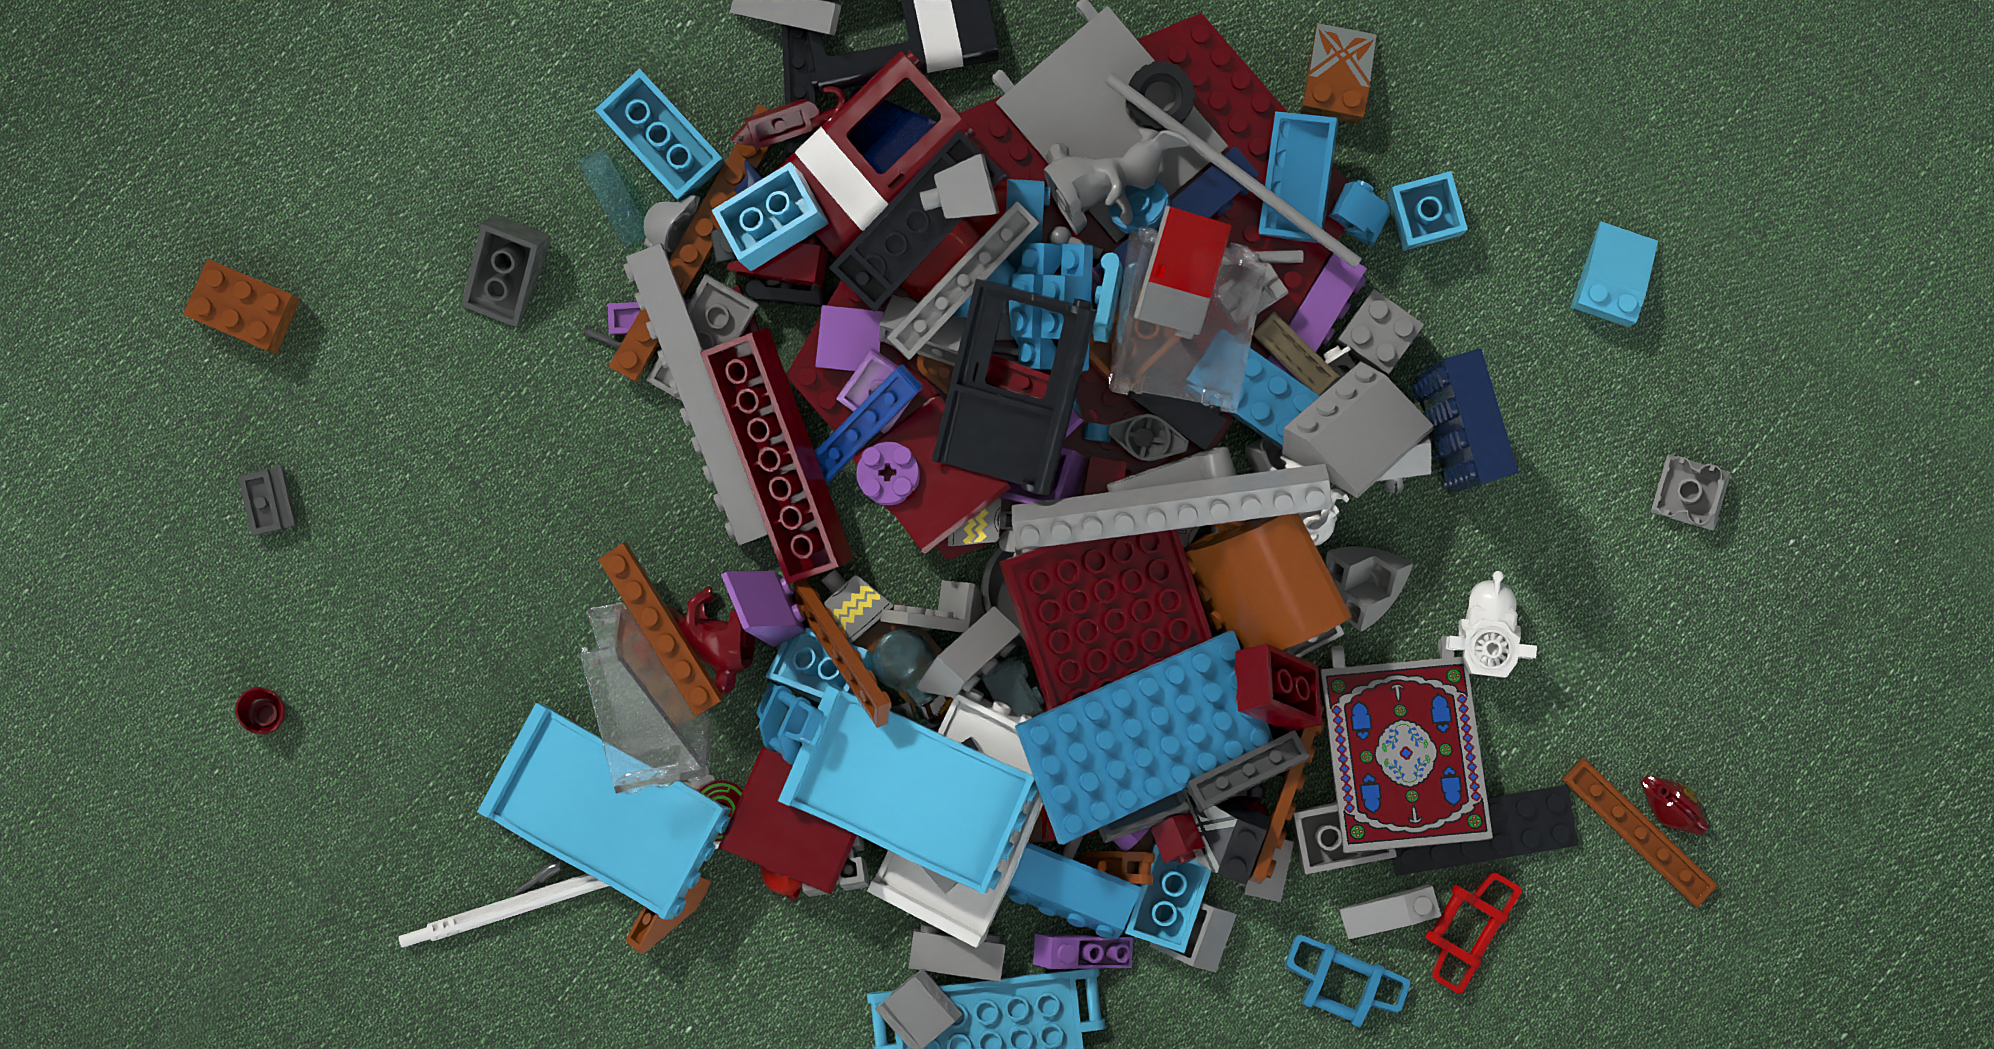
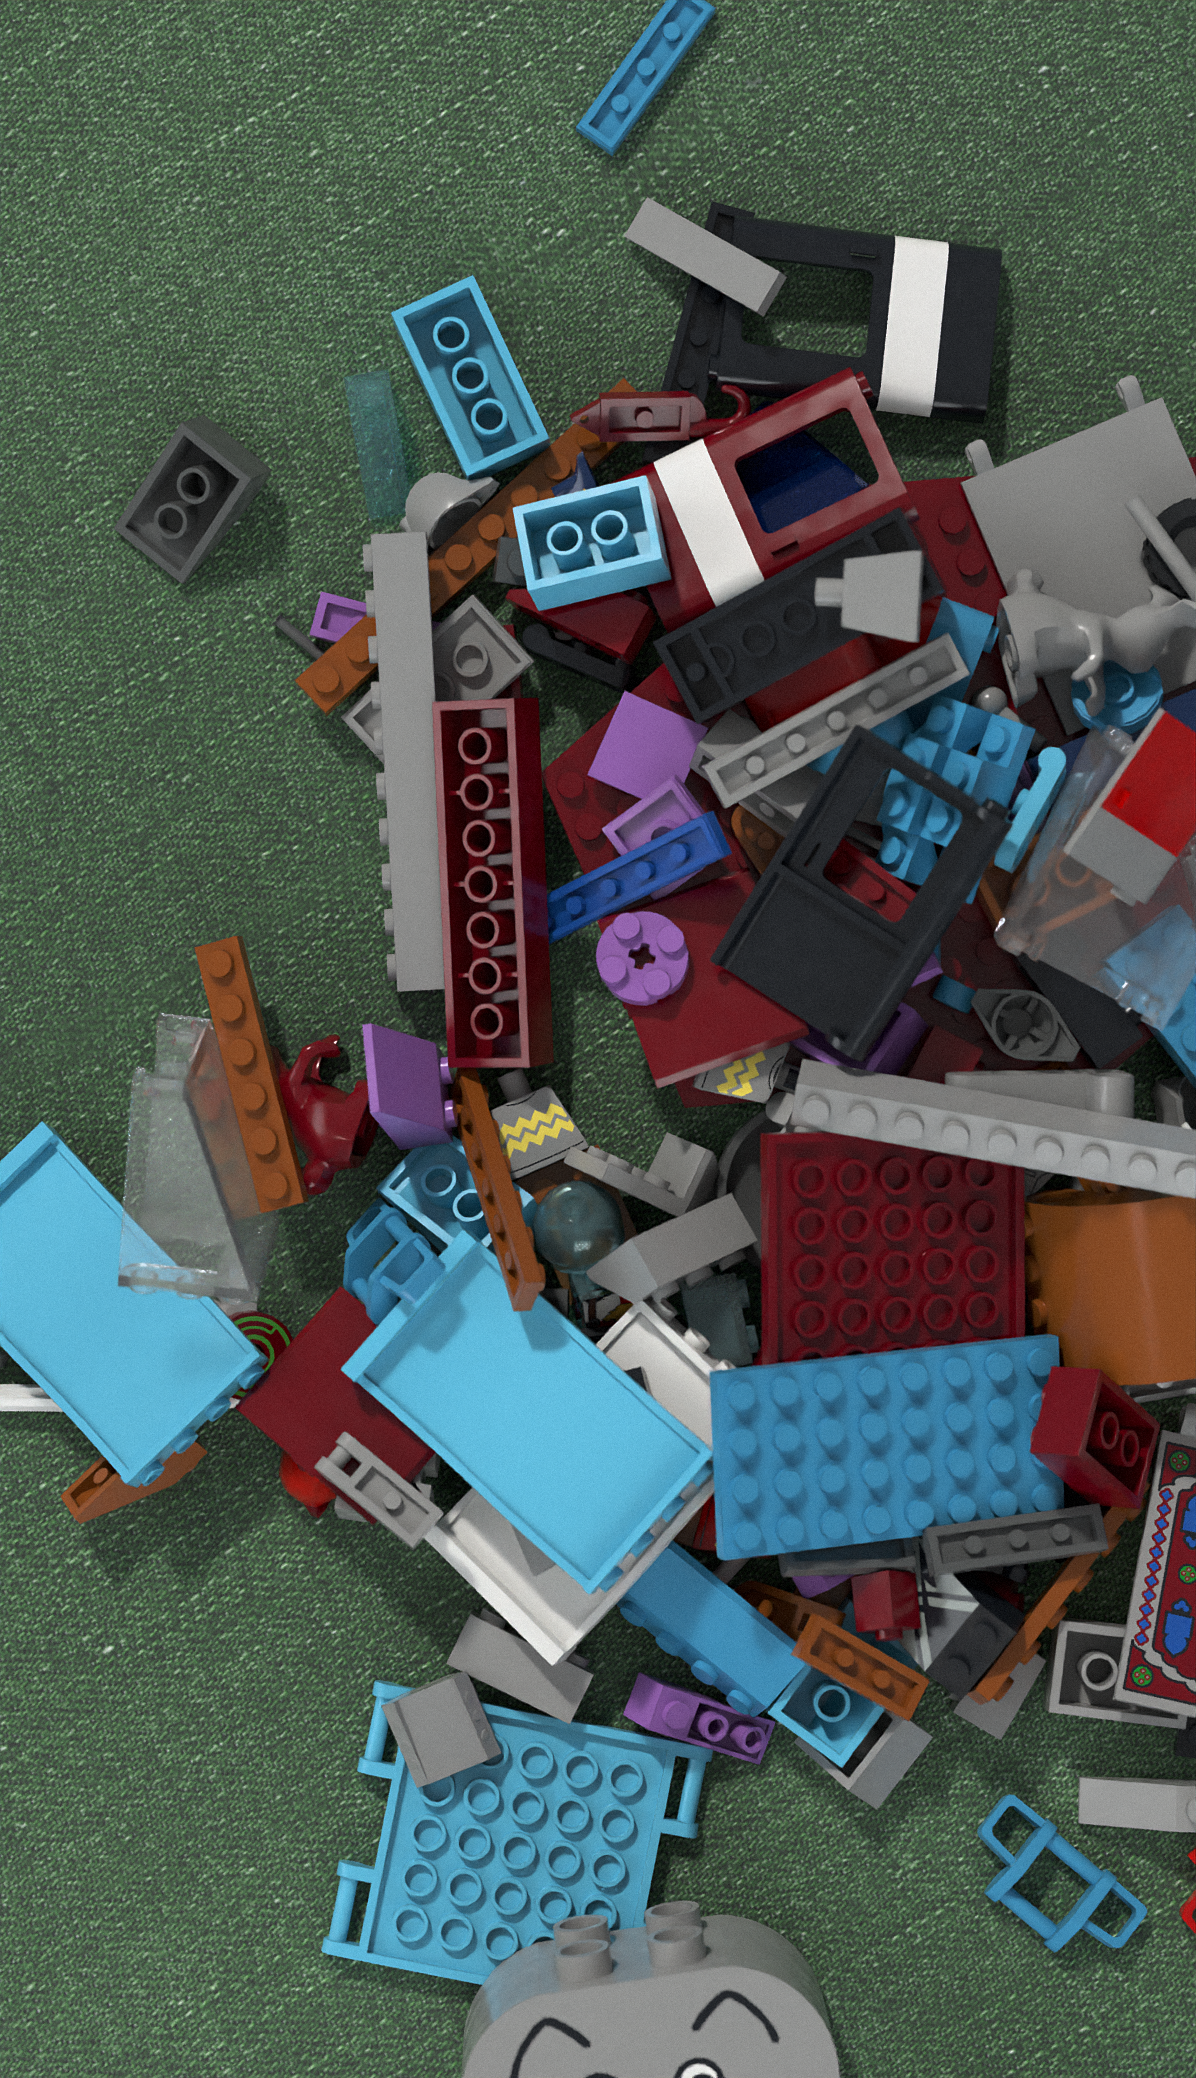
camera: 15 degrees right, 0 degrees up
(829, 871) = (380, 1491): none -> light grey plate
(1174, 884) = (860, 1667): none -> dark orange plate

